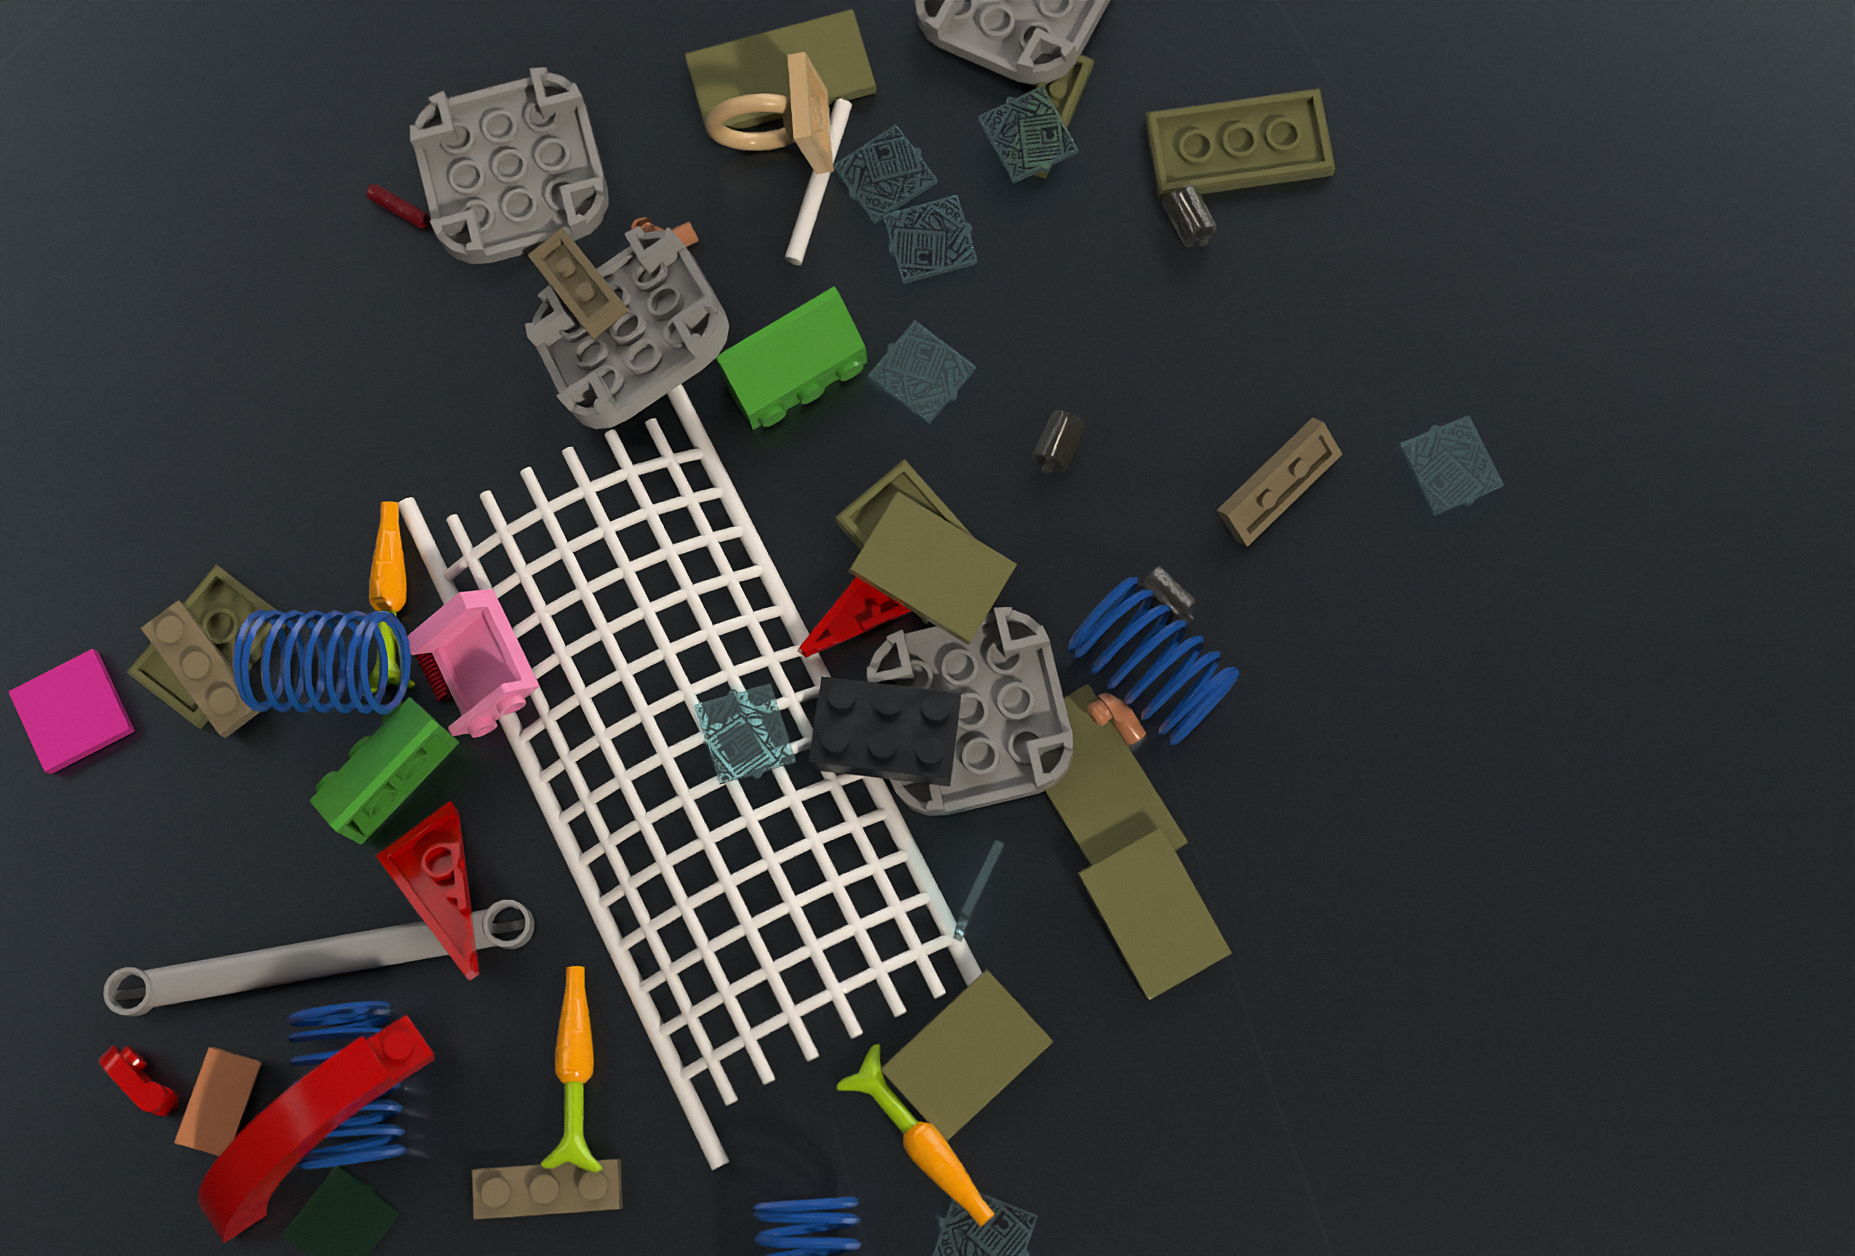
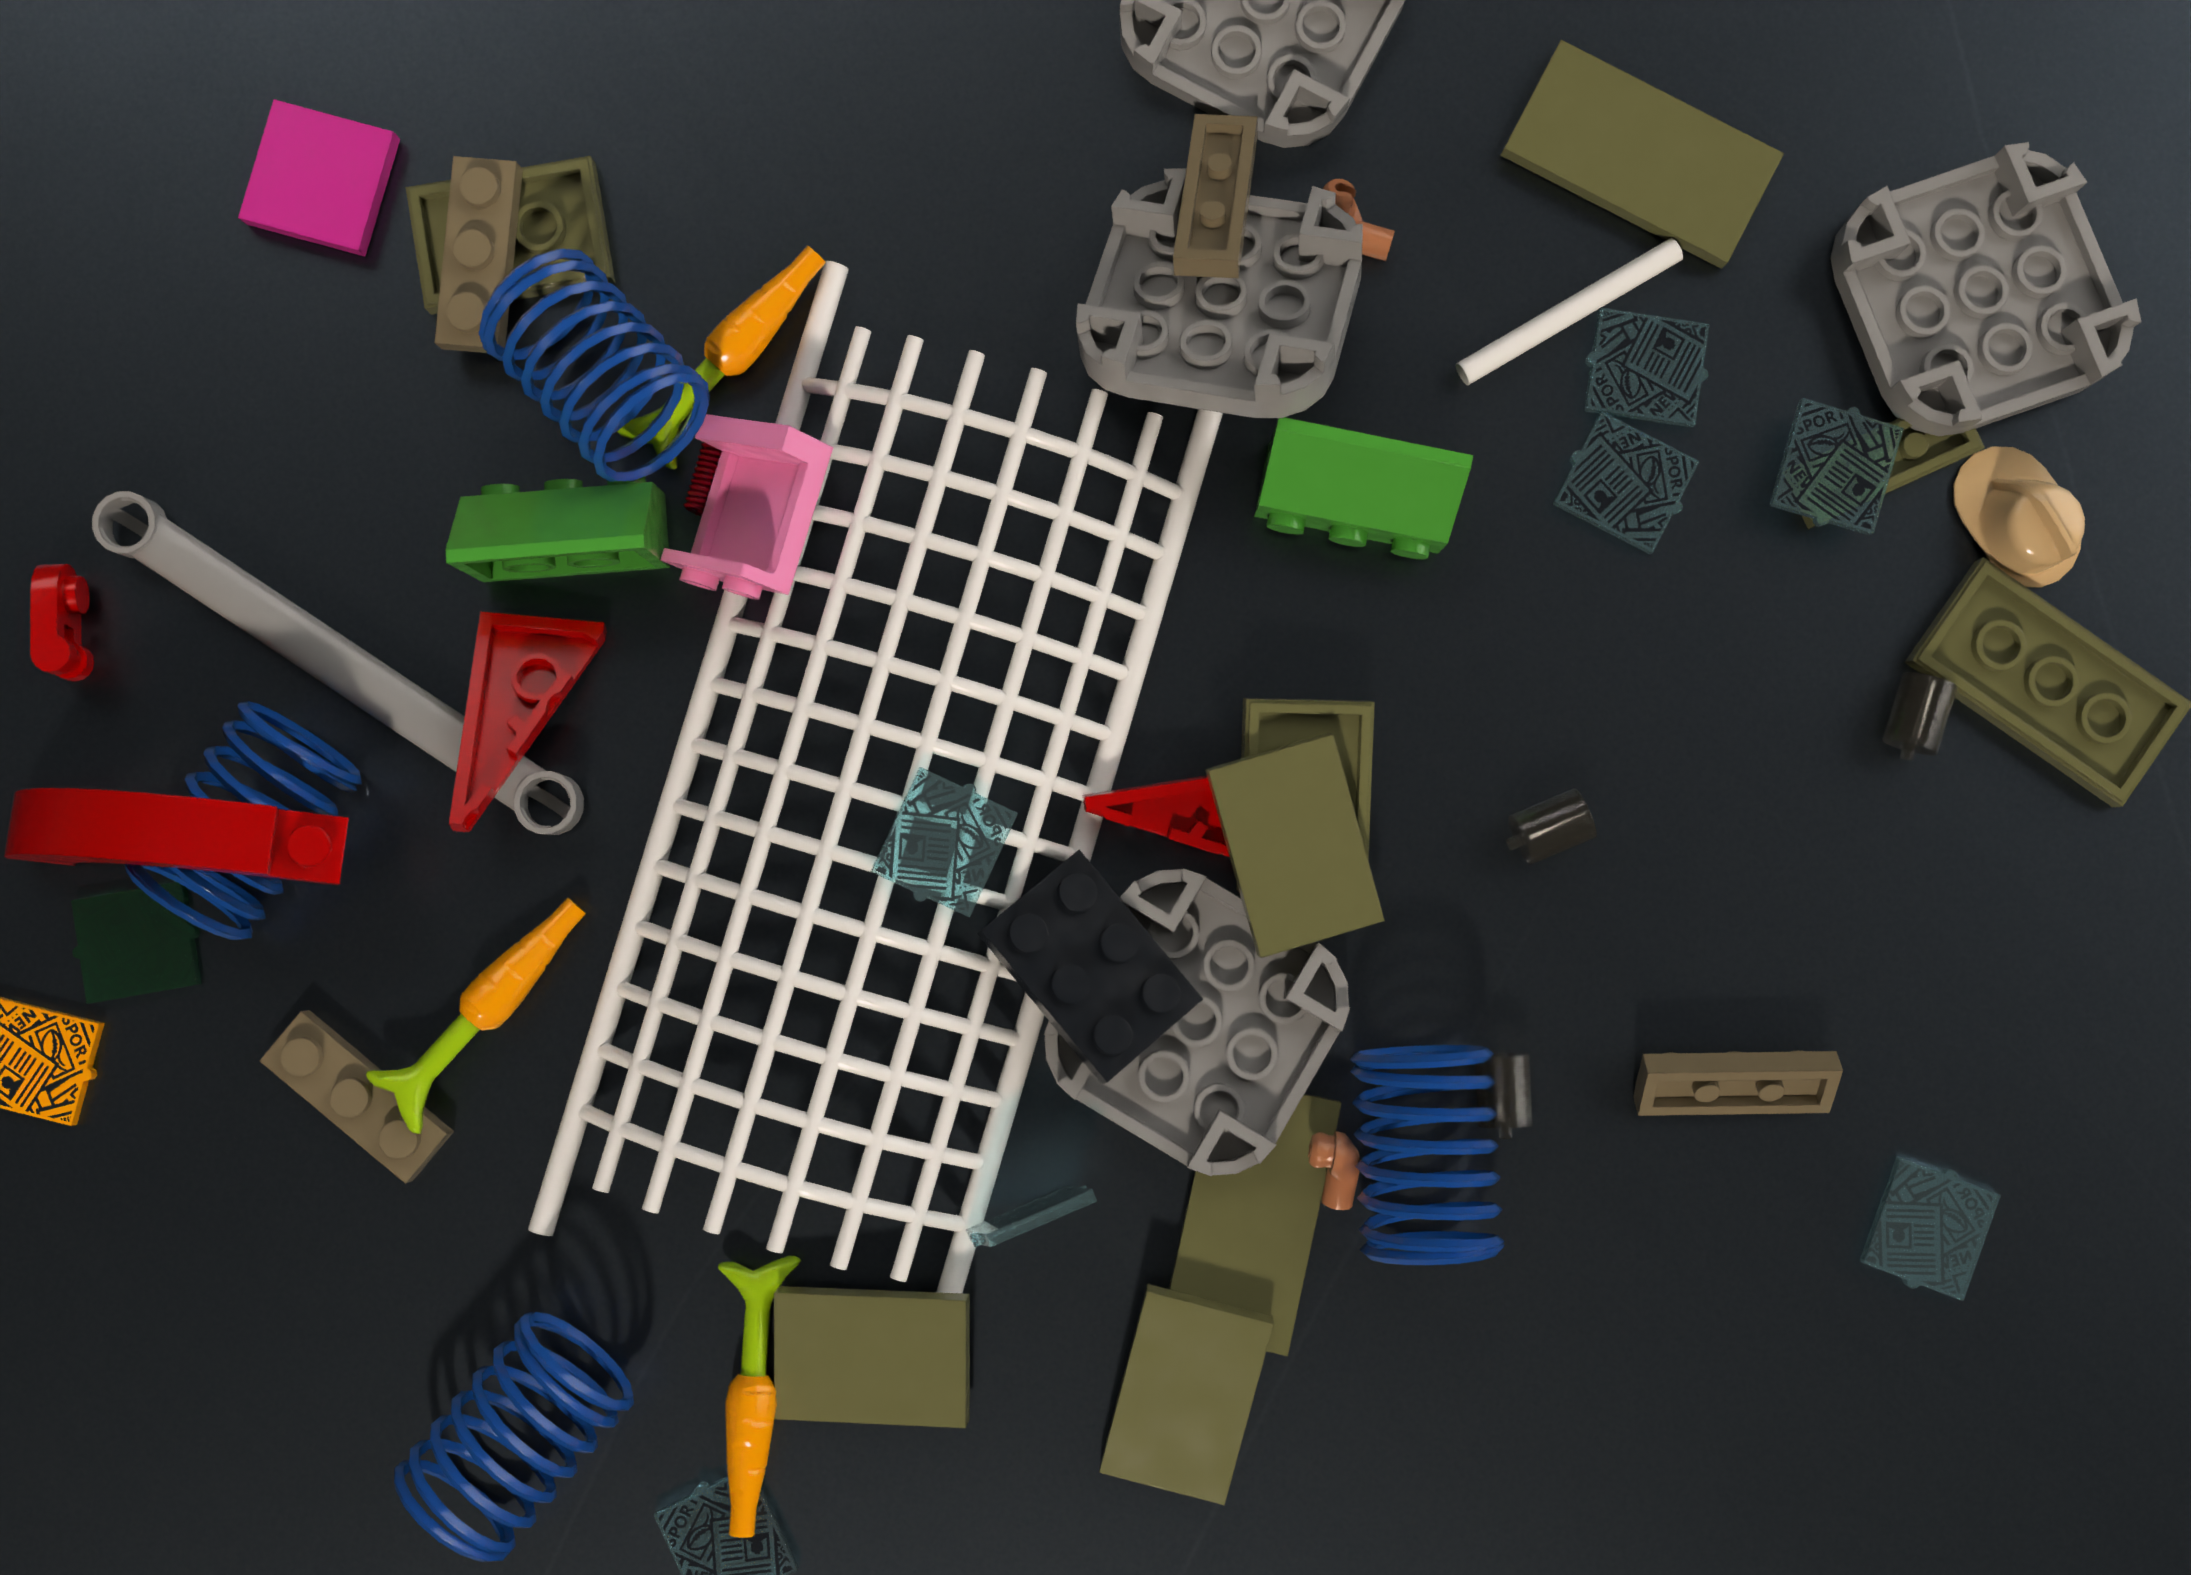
camera: 40 degrees right, 10 degrees up
(218, 1101) = (118, 715): nougat hinge -> none
(803, 115) = (1621, 226): tan tile -> none
(922, 372) = (1483, 618): clear light blue piece -> none
(1144, 77) = (2019, 515): none -> tan piece

